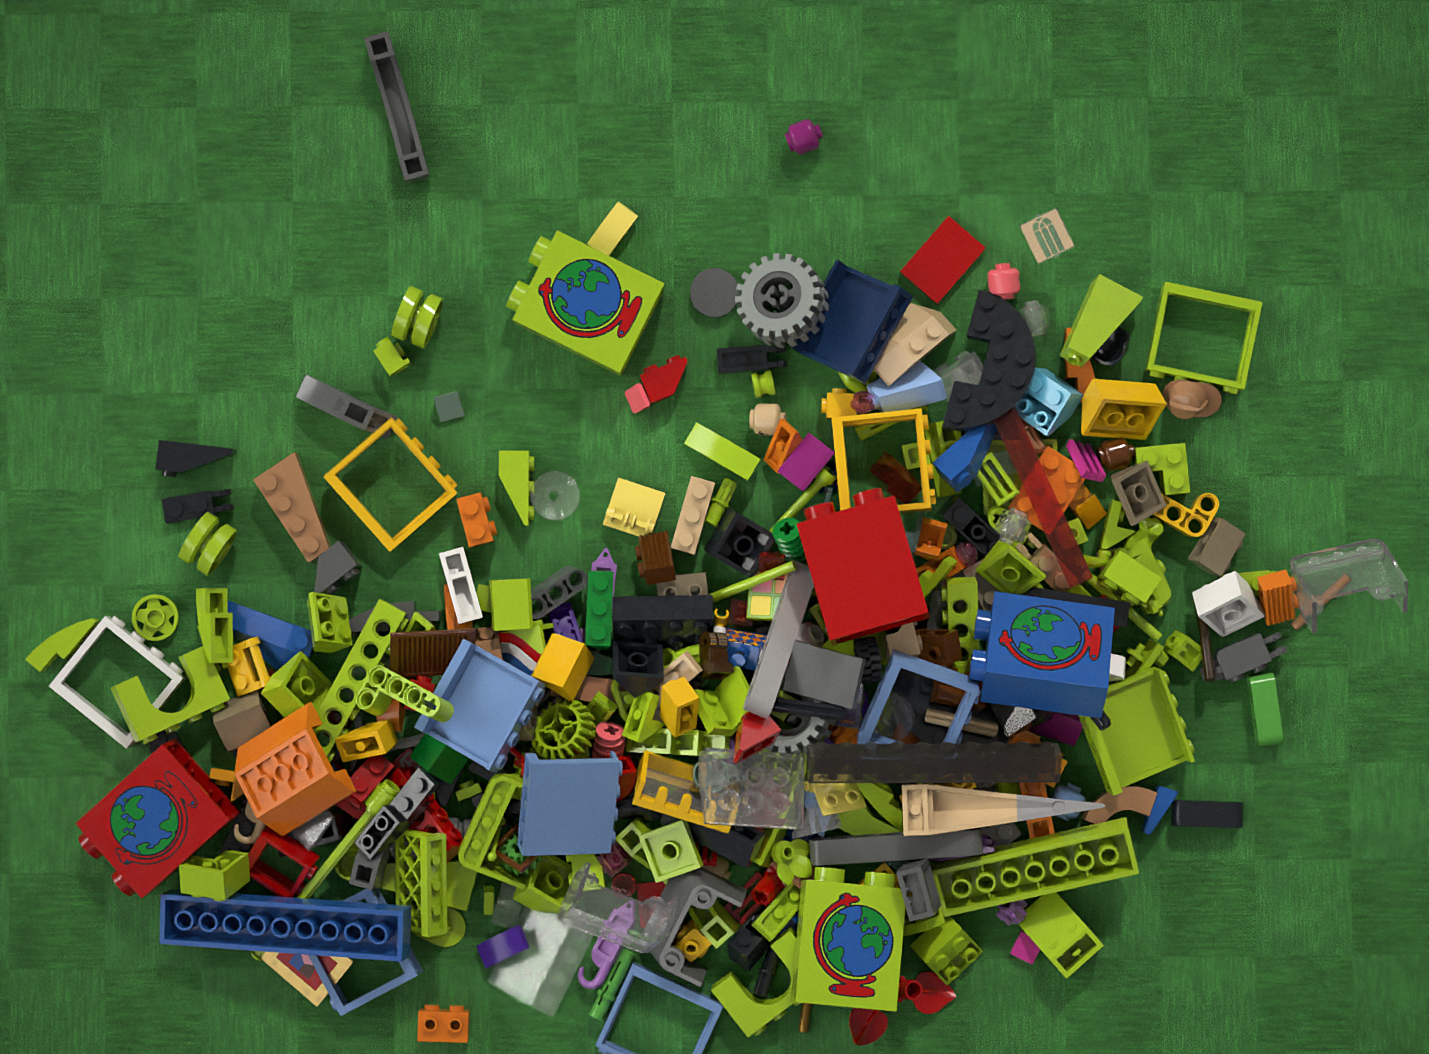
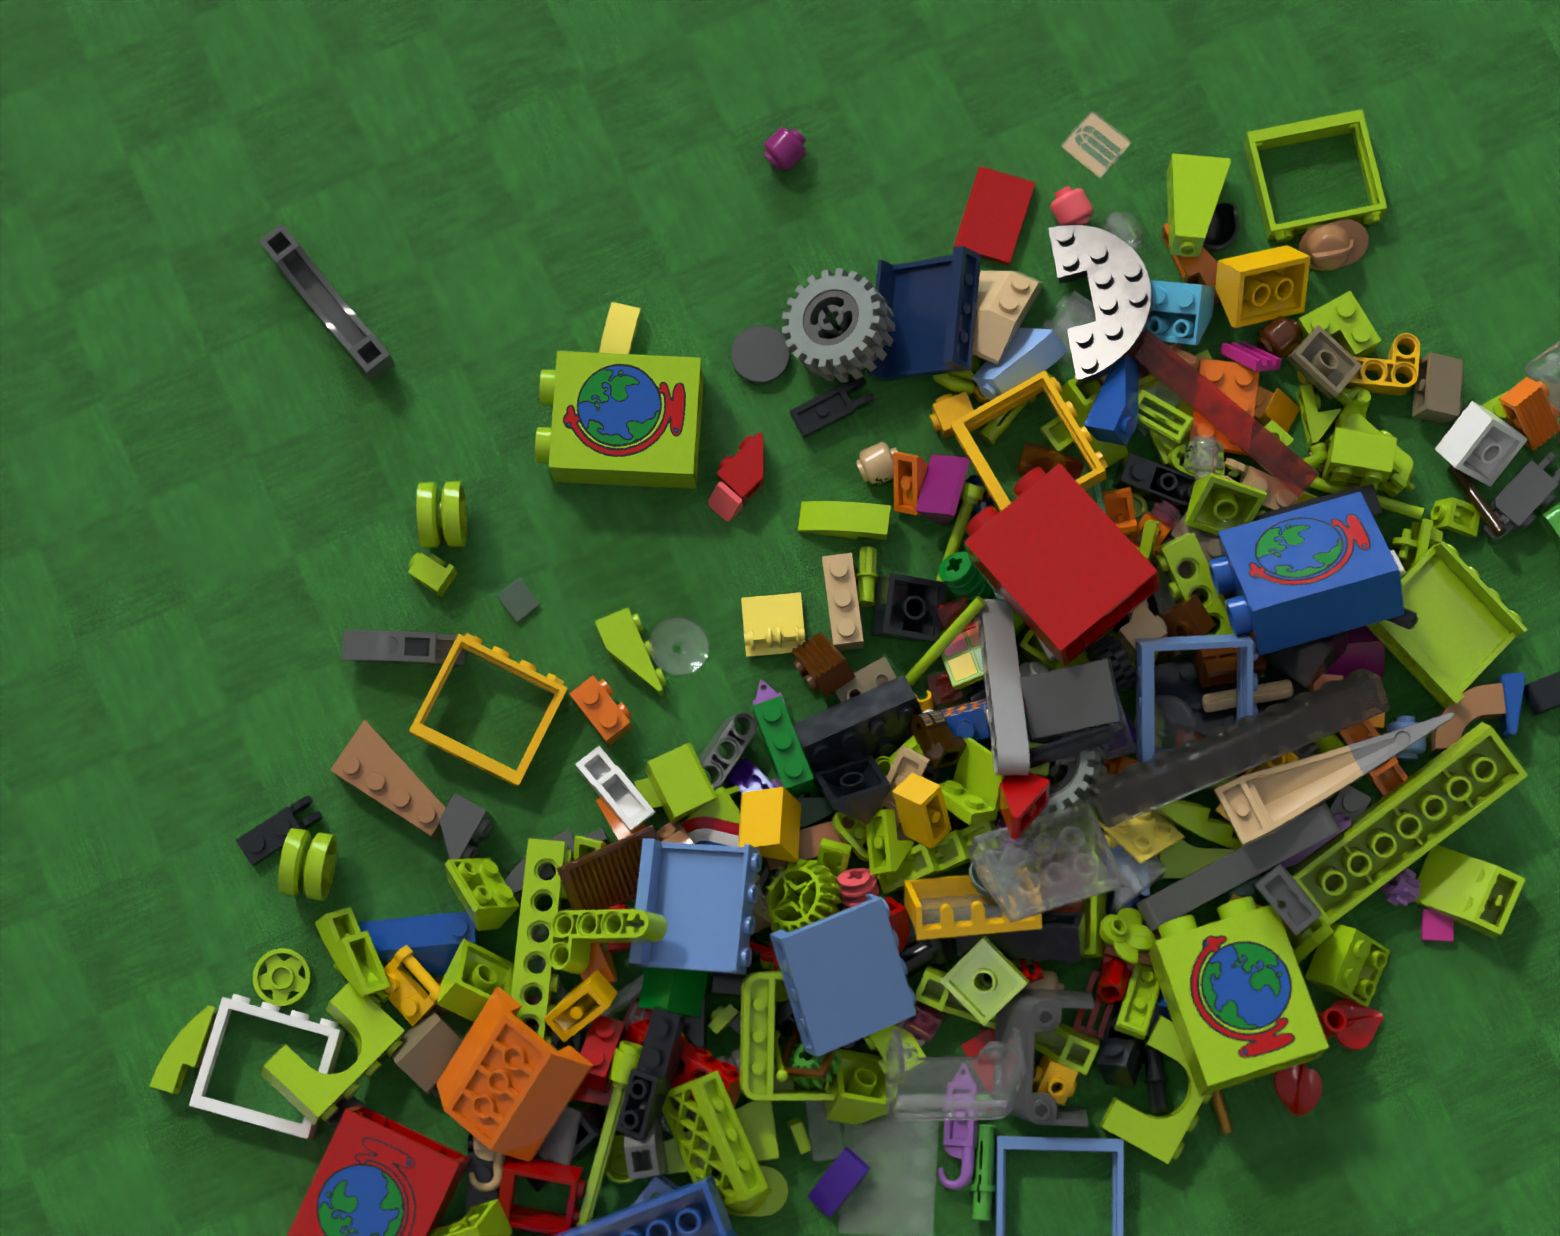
camera: 10 degrees left, 10 degrees down
(185, 457) = (245, 780): black slope -> none
(224, 777) = (435, 1125): light orange slope -> none
(624, 881) = (944, 1046): clear red wheel -> none
(763, 384) = (857, 427): lime wheel -> none
(862, 402) = (976, 395): clear pink plate -> none

